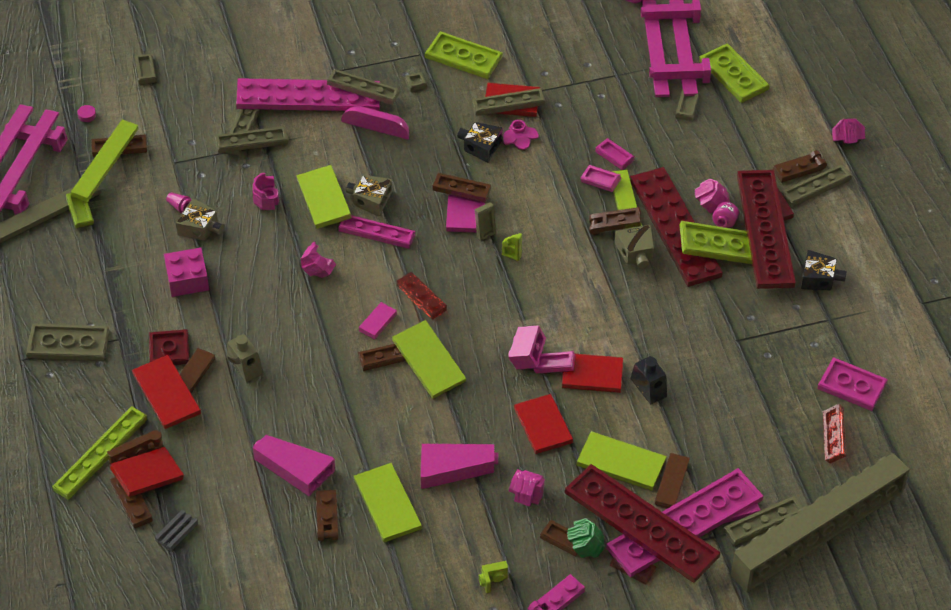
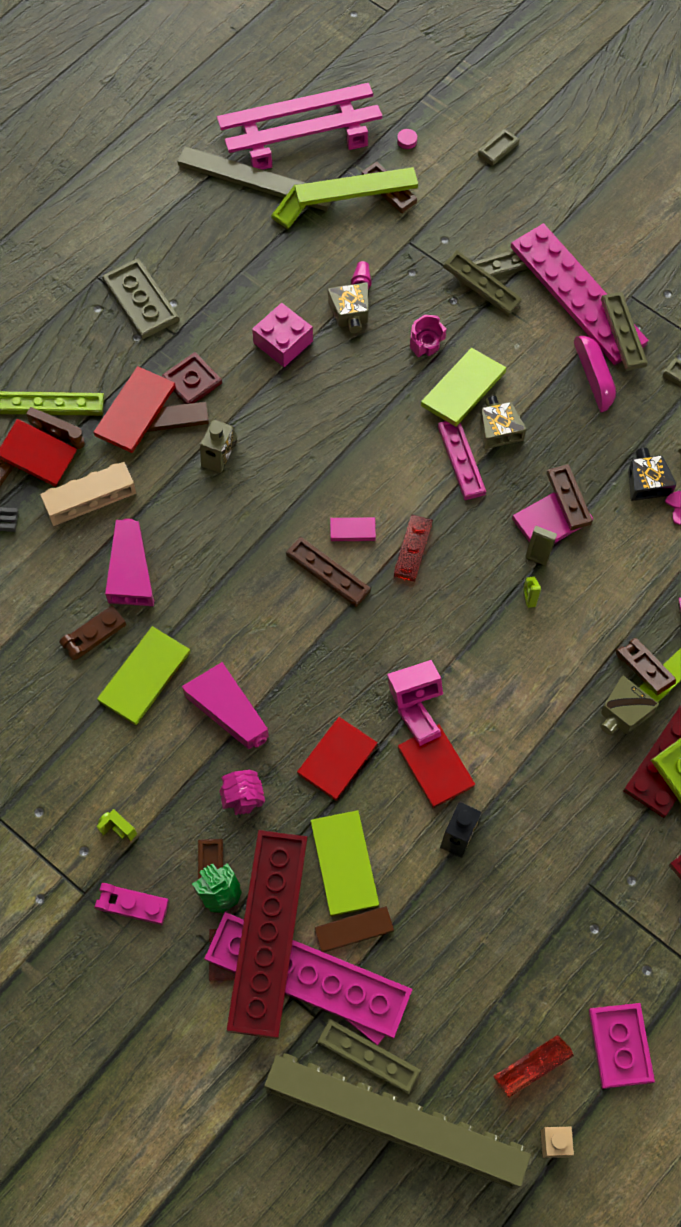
camera: 55 degrees right, 15 degrees up
(210, 458) = (88, 493): none -> tan brick
(315, 264) = (378, 431): dark pink hair -> none
(429, 359) = (335, 604): lime tile -> none
(891, 444) = (557, 1142): none -> tan brick

